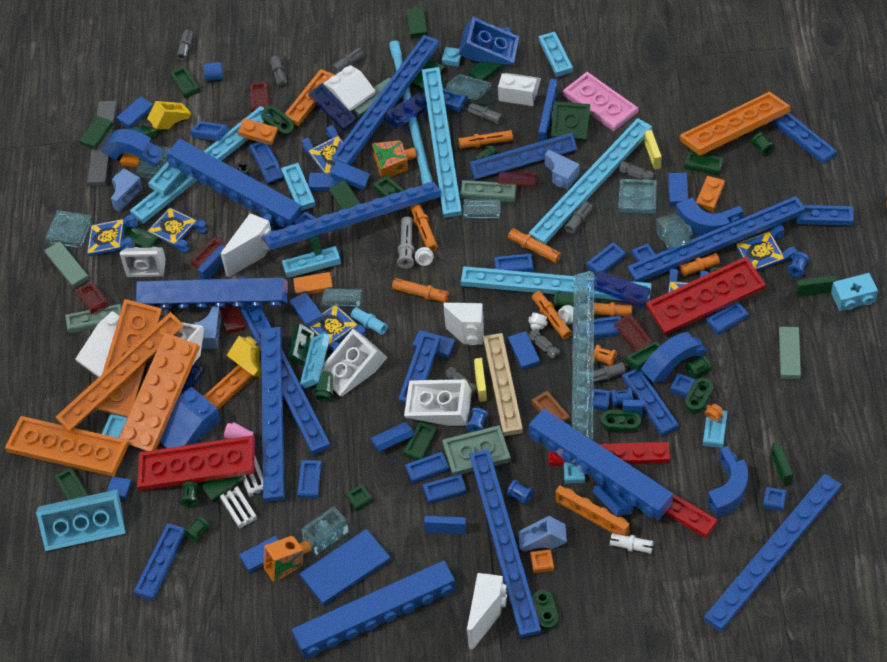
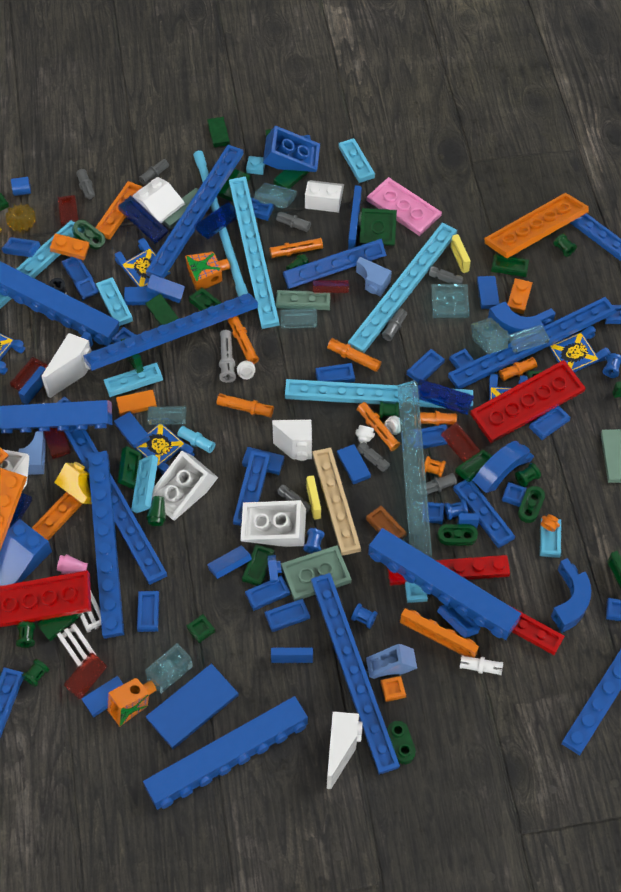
camera: 10 degrees left, 5 degrees up
(211, 102) = (20, 217): none -> clear yellow gear
(244, 534) = (85, 675): none -> clear red tile
(435, 443) = (274, 567): none -> blue plate
(712, 234) = (528, 338): none -> clear light blue tile

